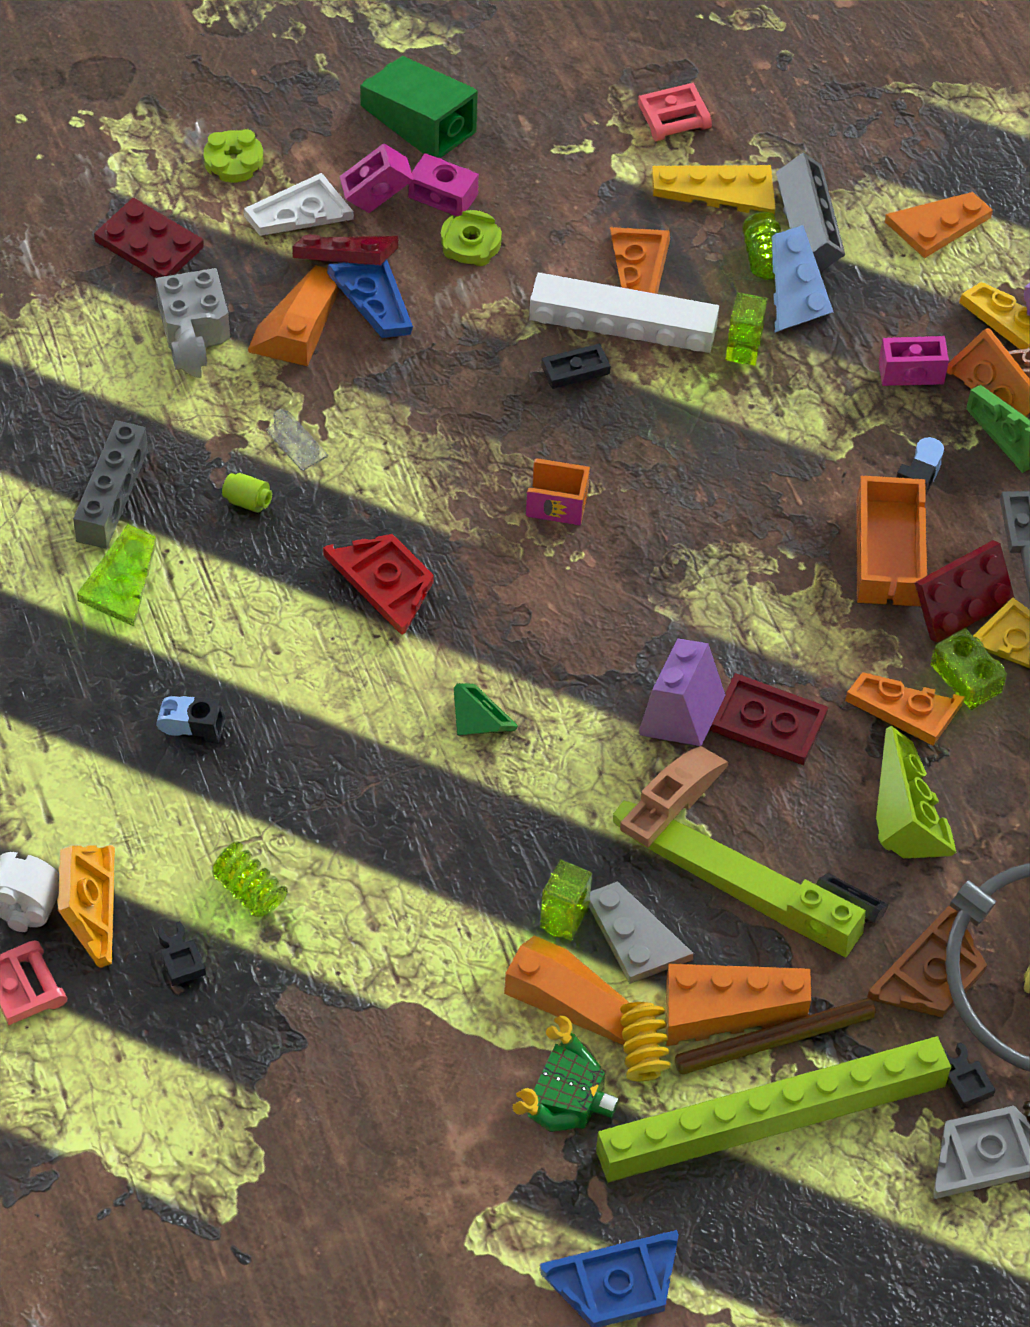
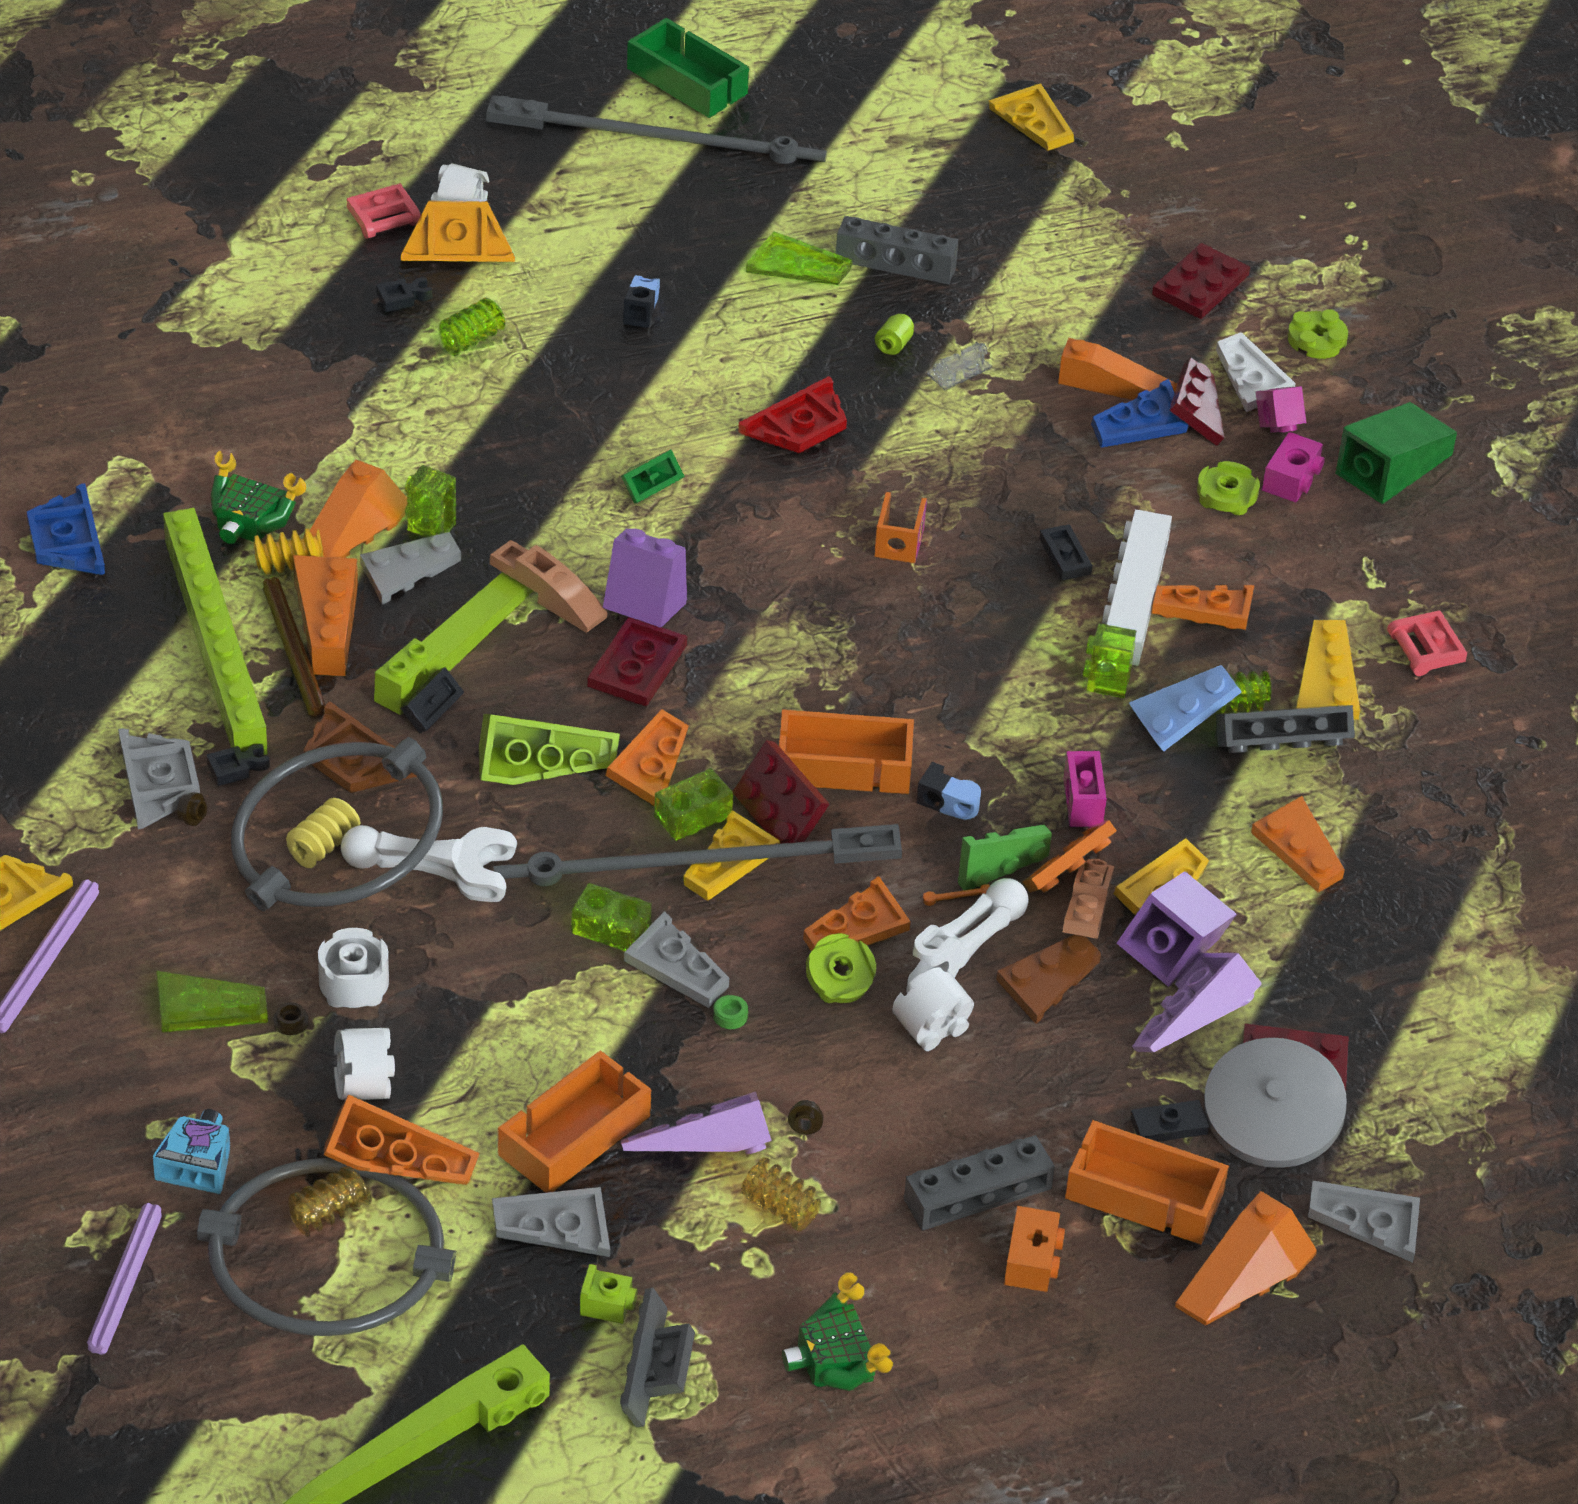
camera: 90 degrees right, 10 degrees down
(192, 316) = (1097, 297): light grey brick -> none

